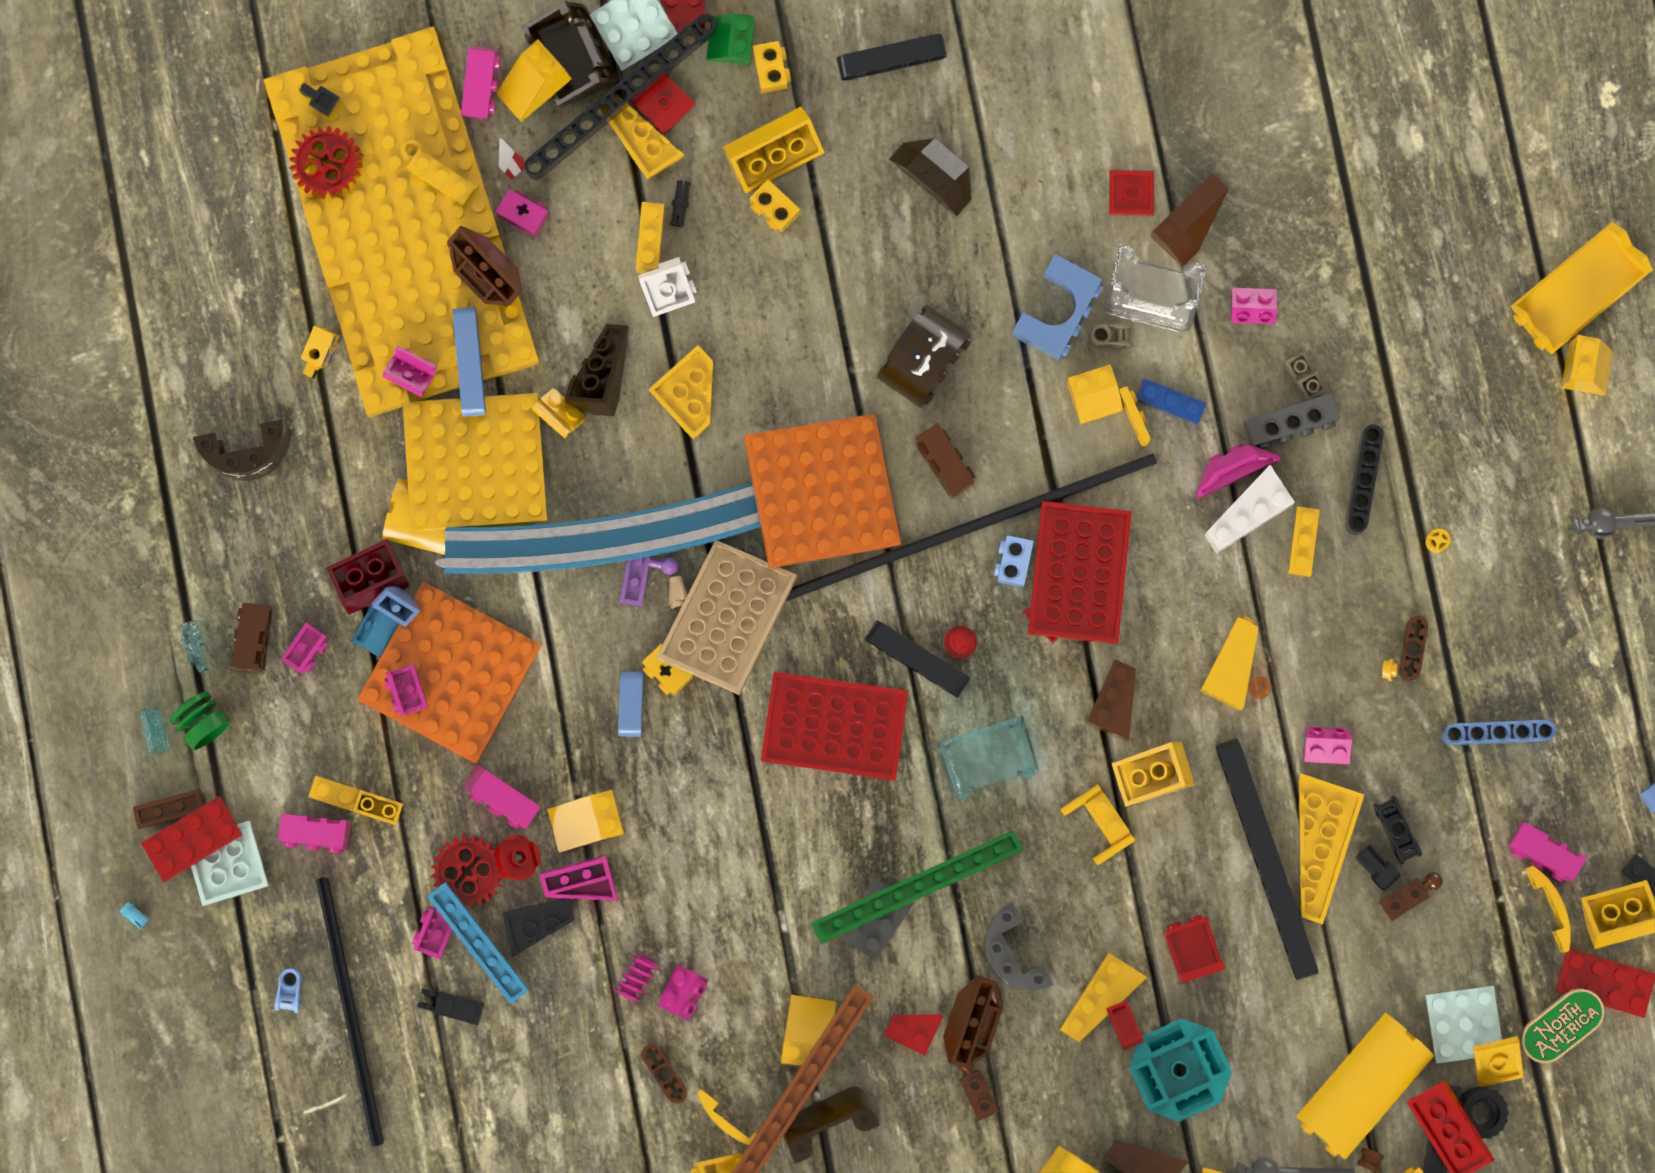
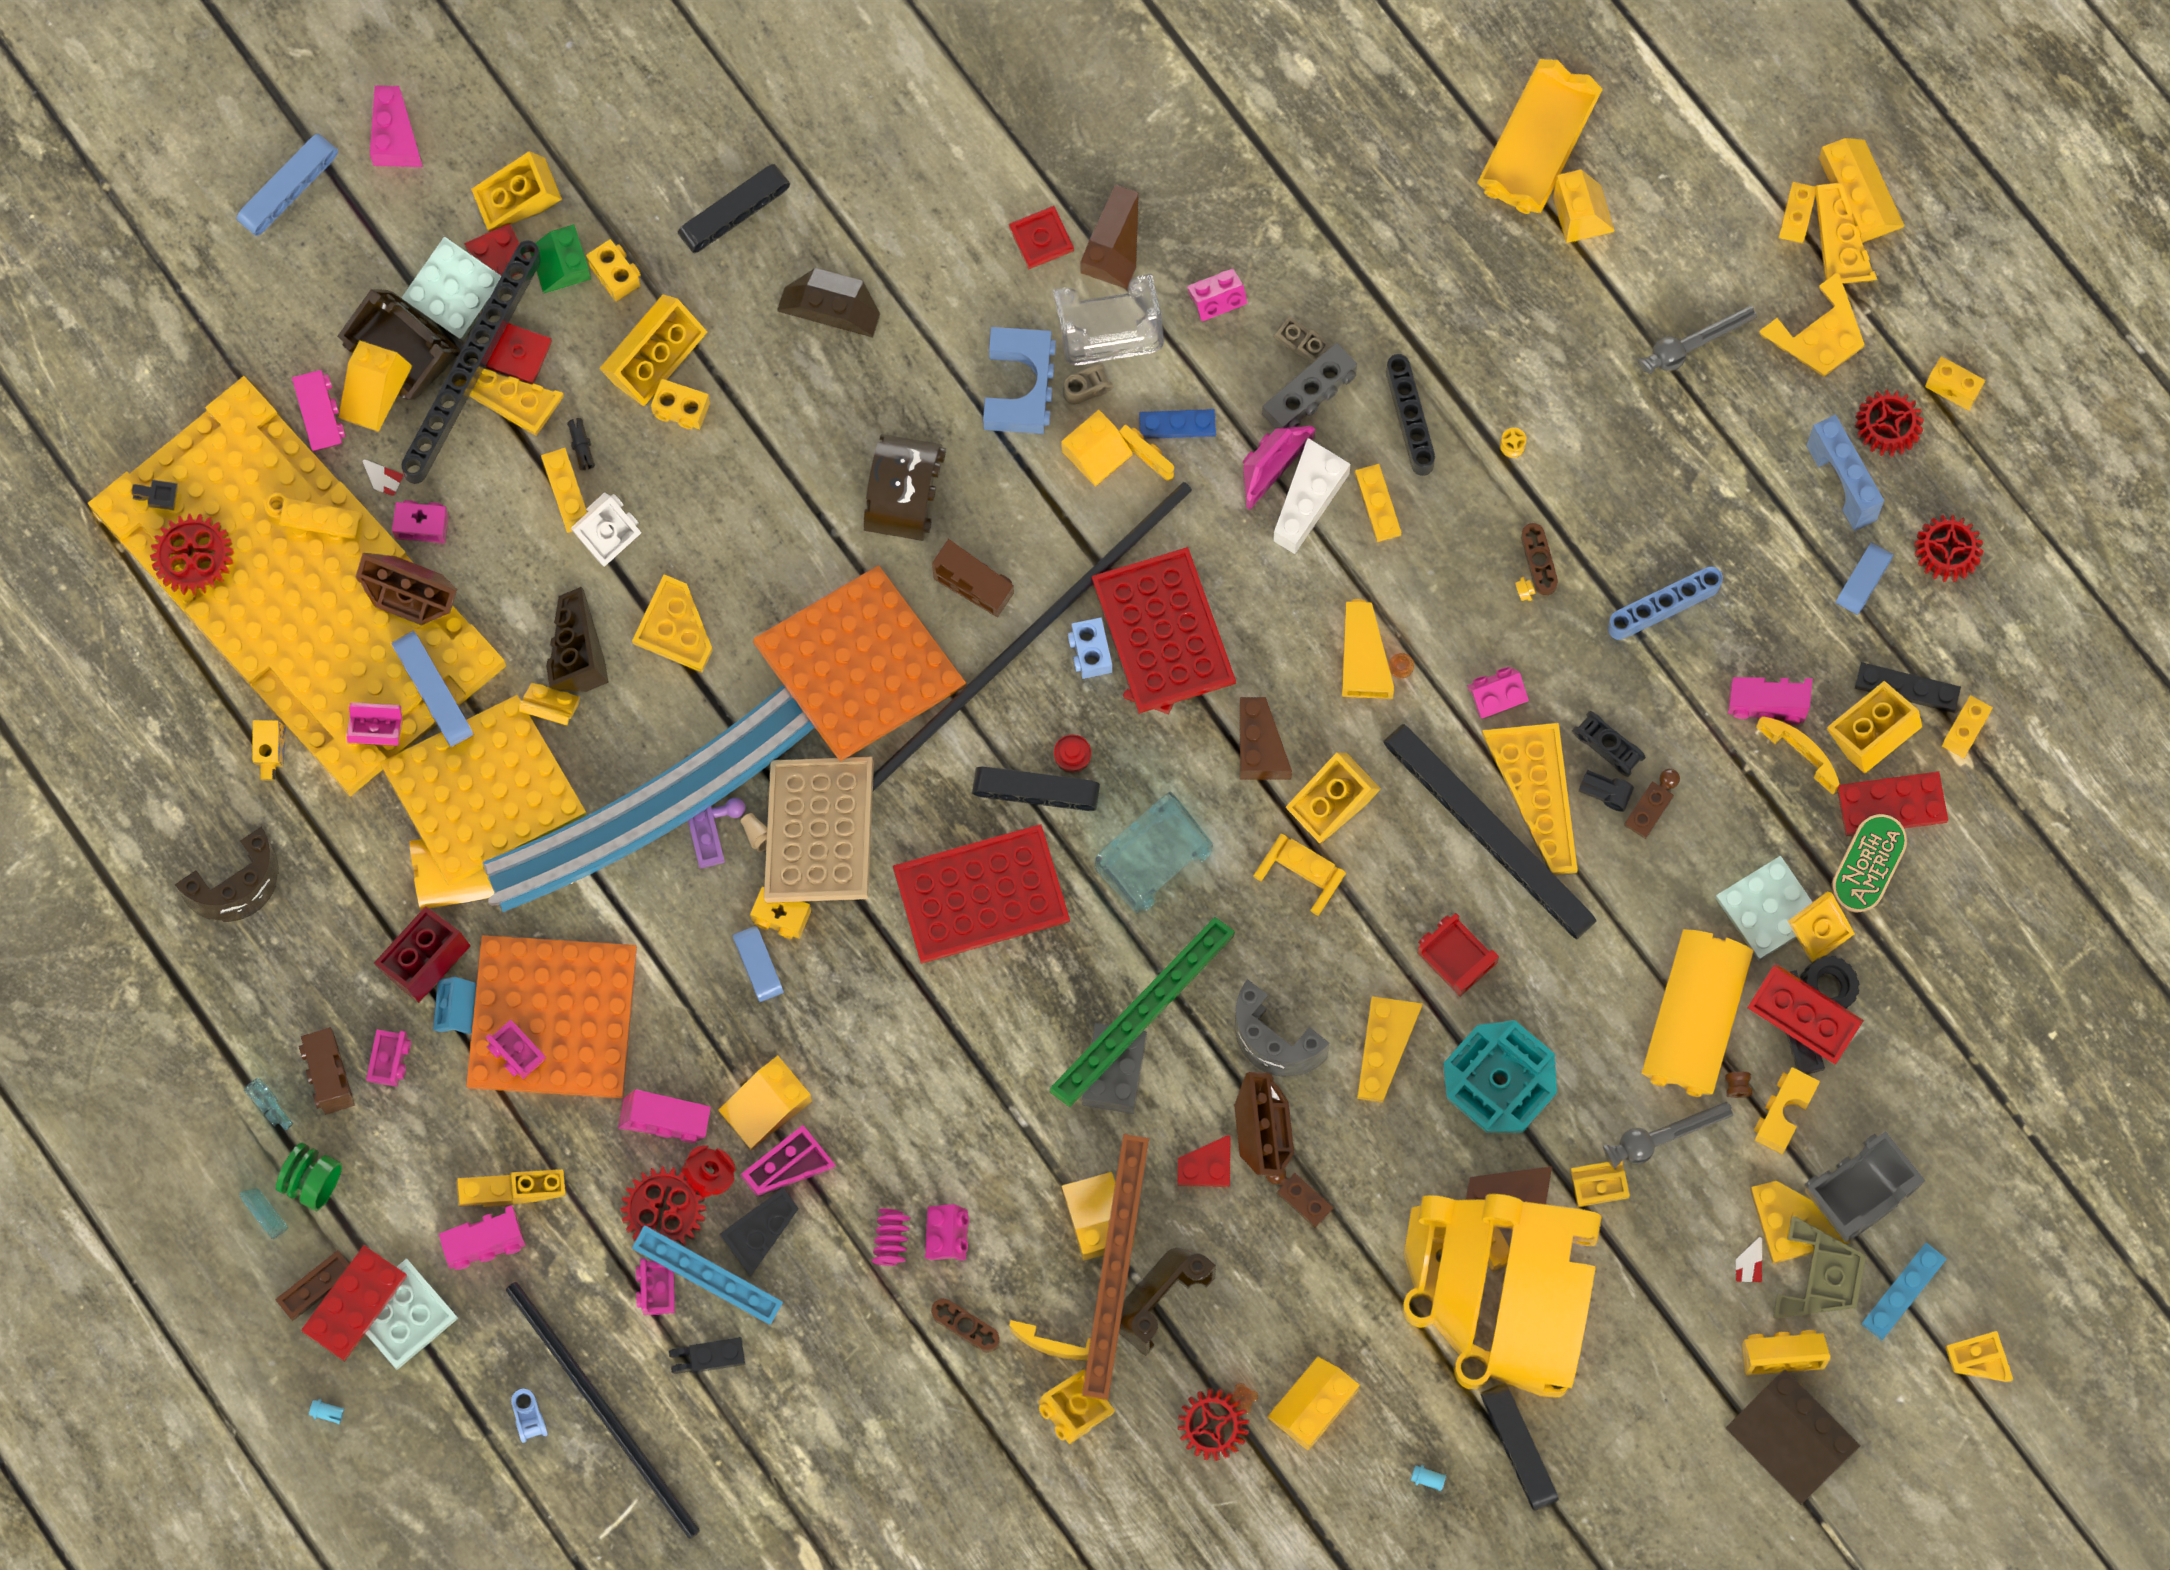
camera: 25 degrees left, 10 degrees down
(397, 605) = (466, 967): medium blue slope -> none
(1125, 1025) = (1422, 1058): red tile -> none

